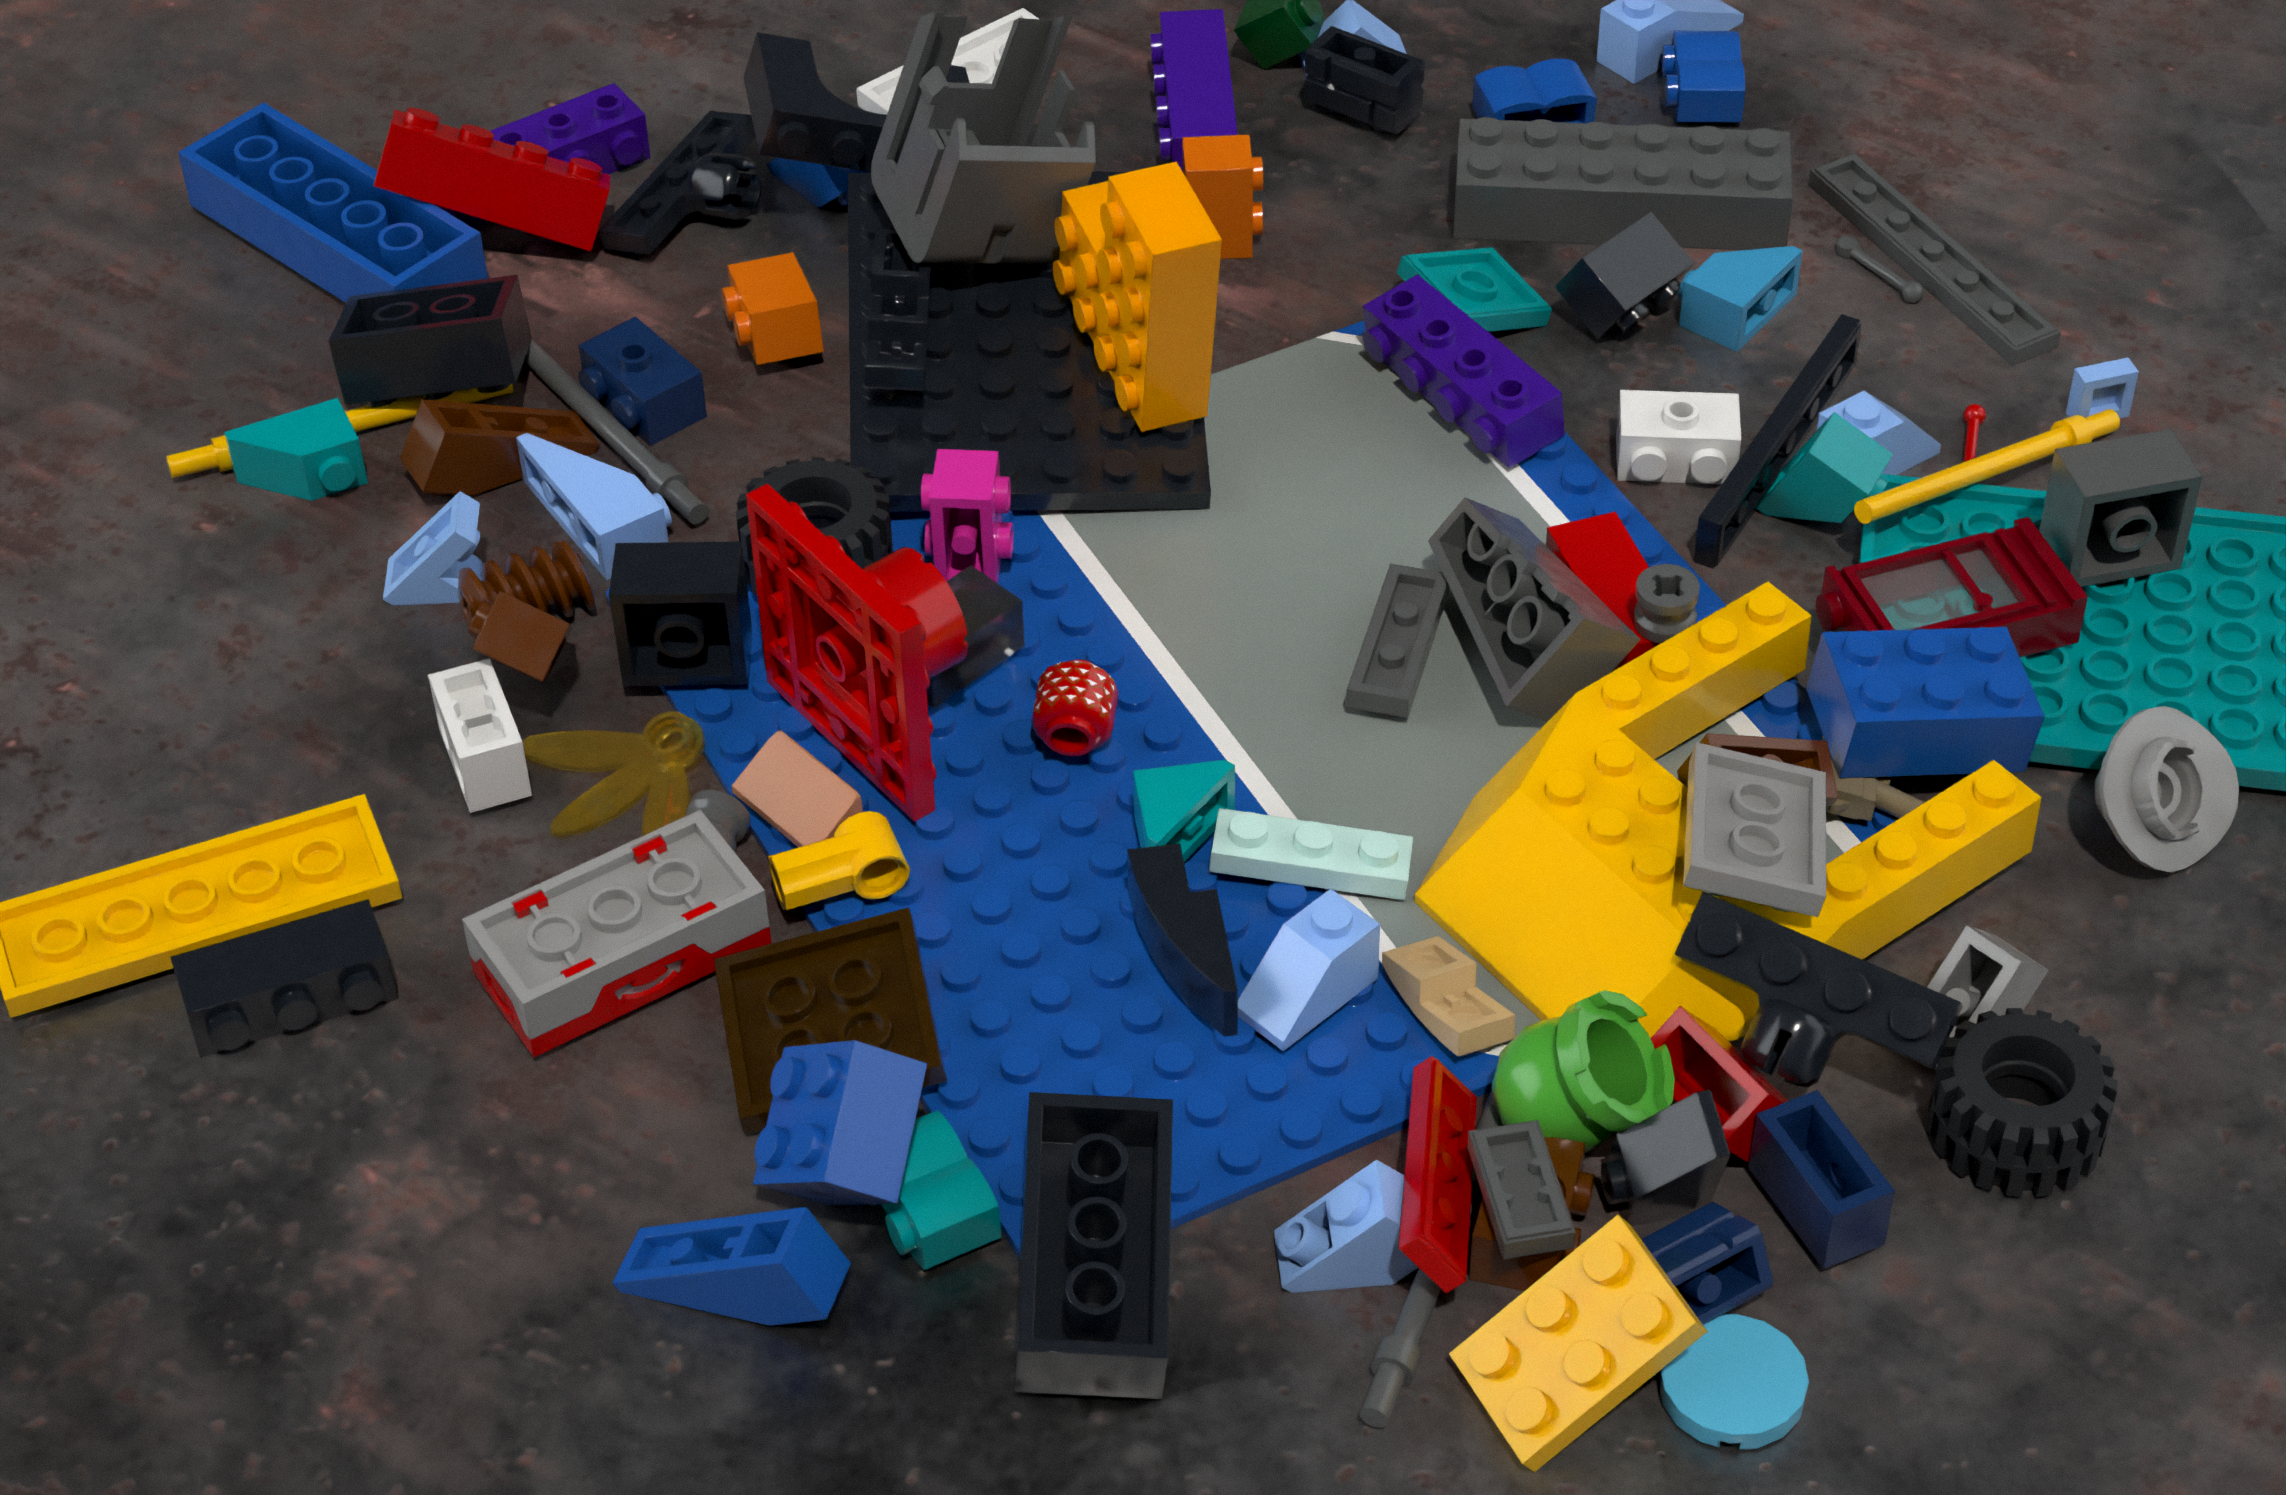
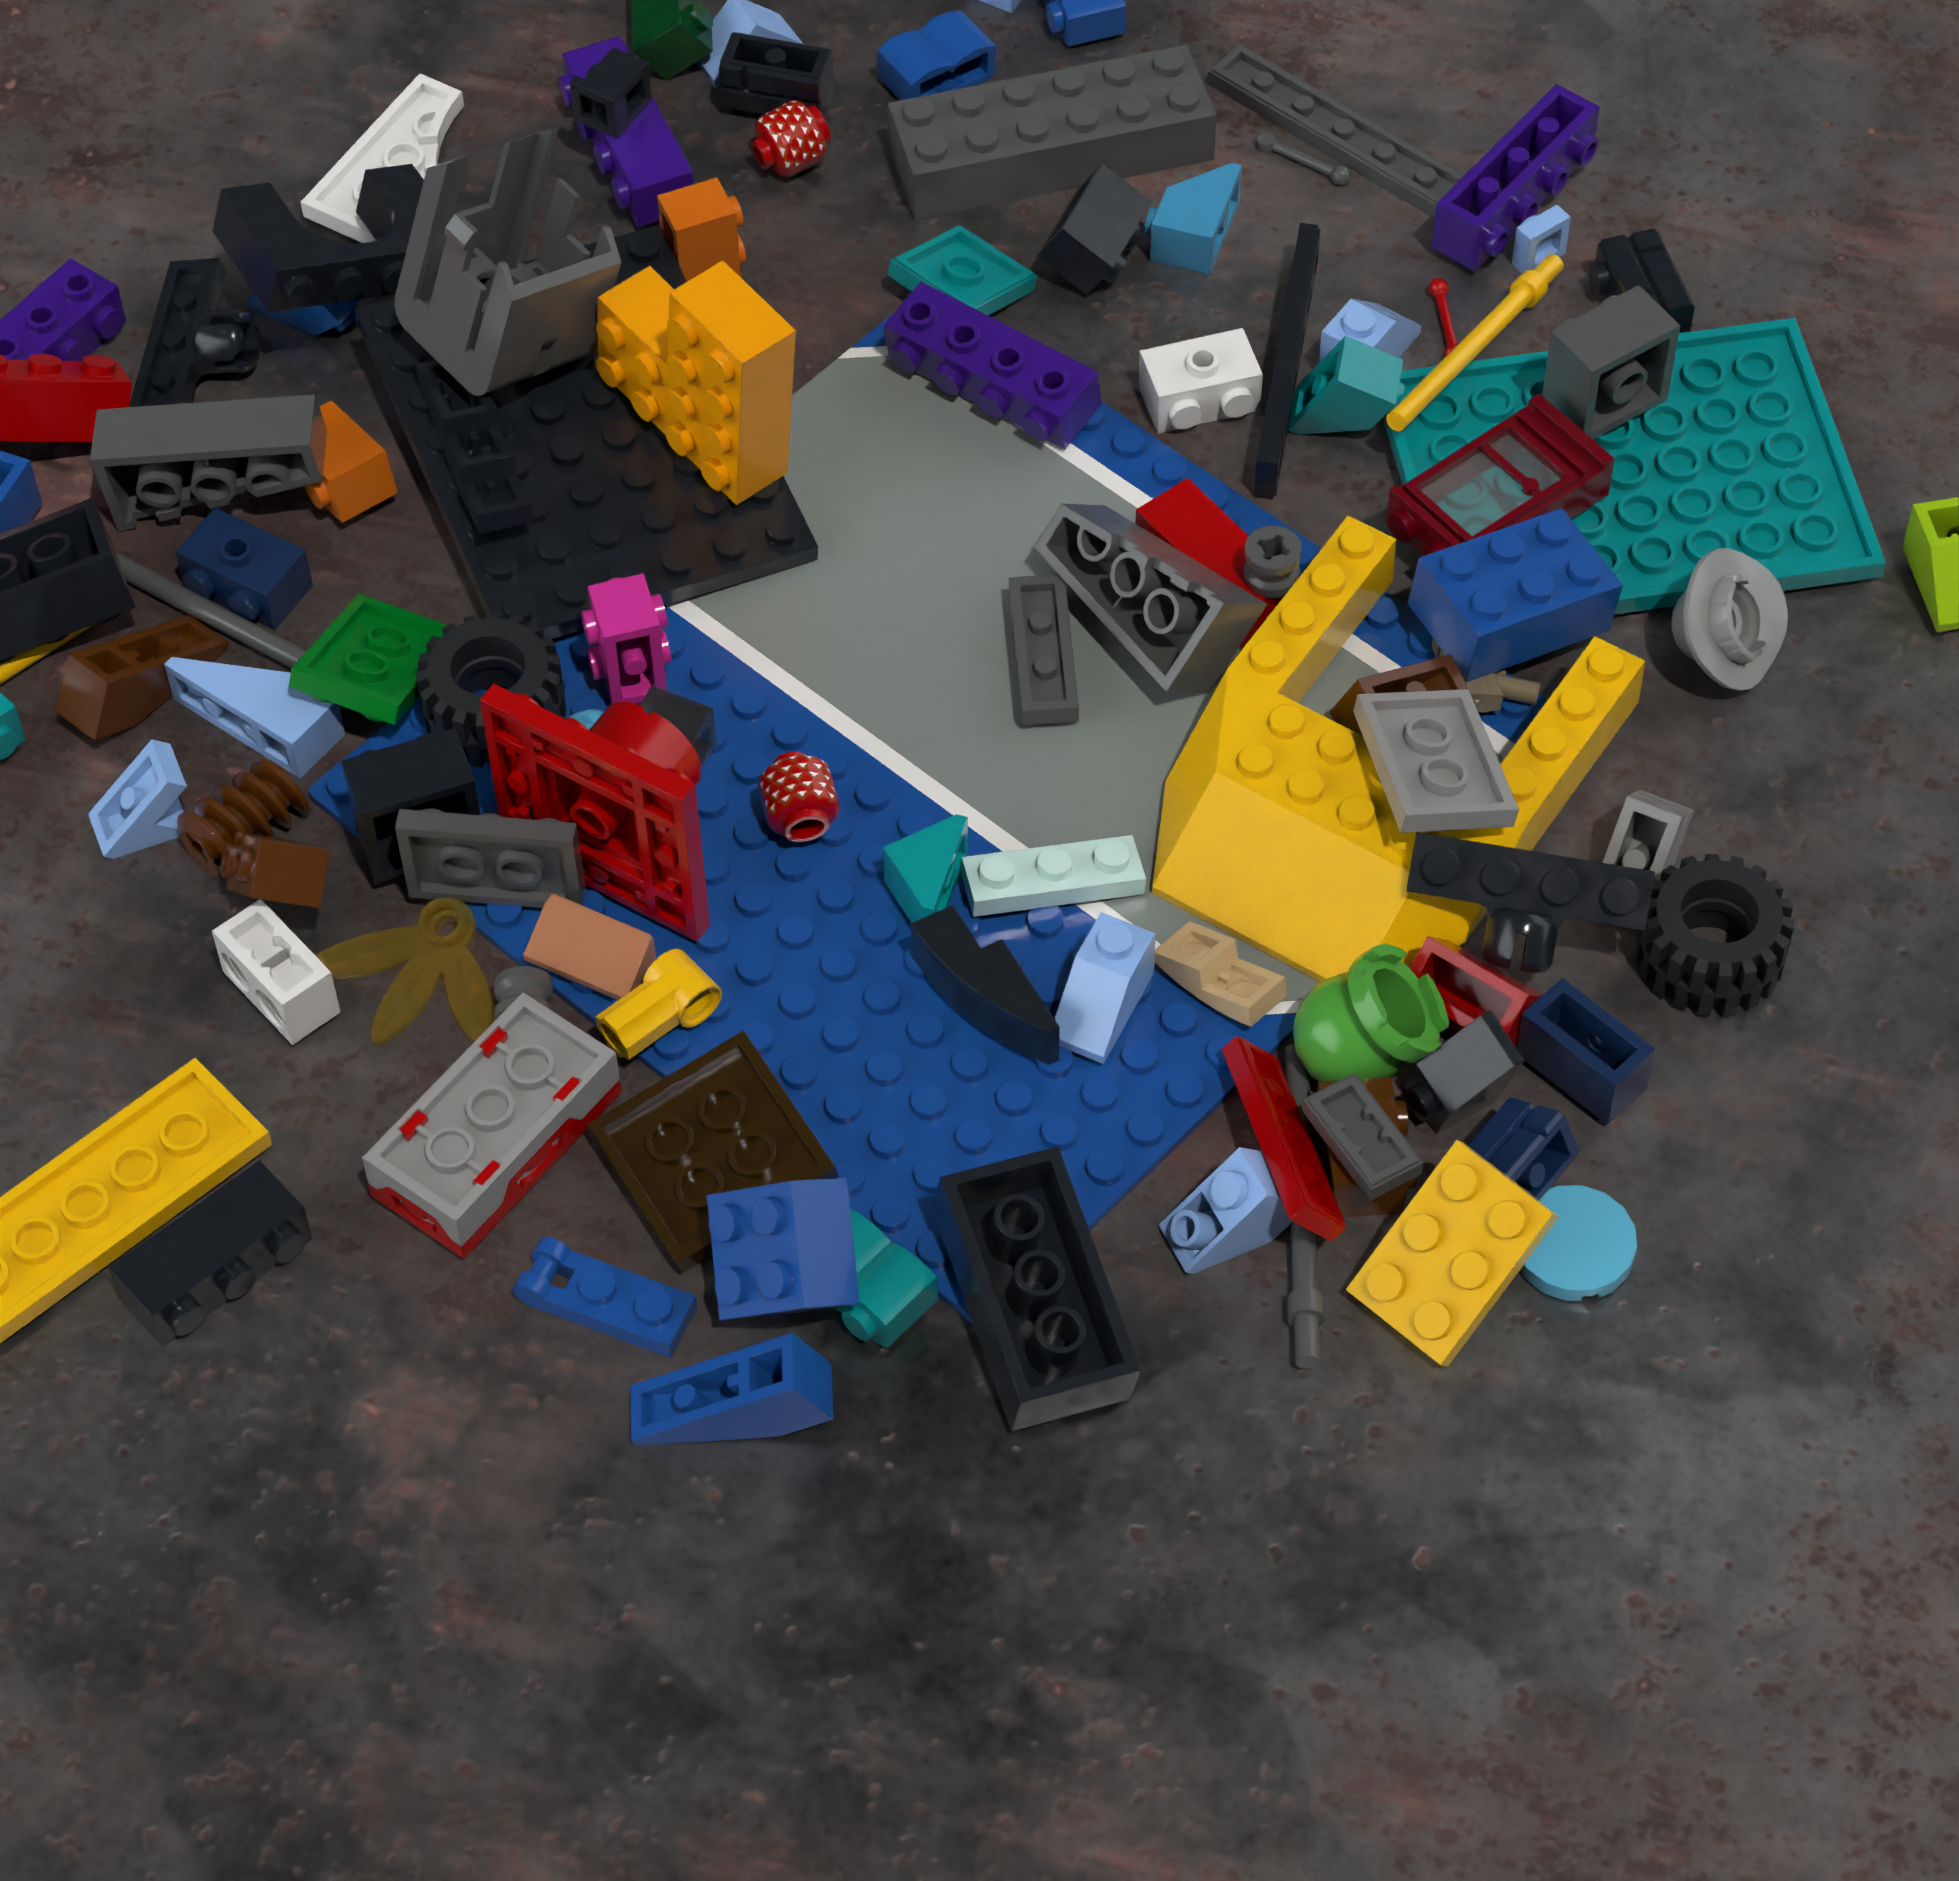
camera: 20 degrees left, 10 degrees up
(642, 263) = (204, 452): none -> dark grey wedge
(657, 1136) = (606, 1298): none -> blue plate
(699, 478) = (367, 659): none -> green plate
(730, 678) = (489, 858): none -> dark grey plate
(1185, 47) = (612, 93): none -> black brick
(1355, 135) = (790, 138): none -> red head
(2094, 323) = (1516, 177): none -> dark purple brick
(2212, 444) = (1645, 262): none -> black brick

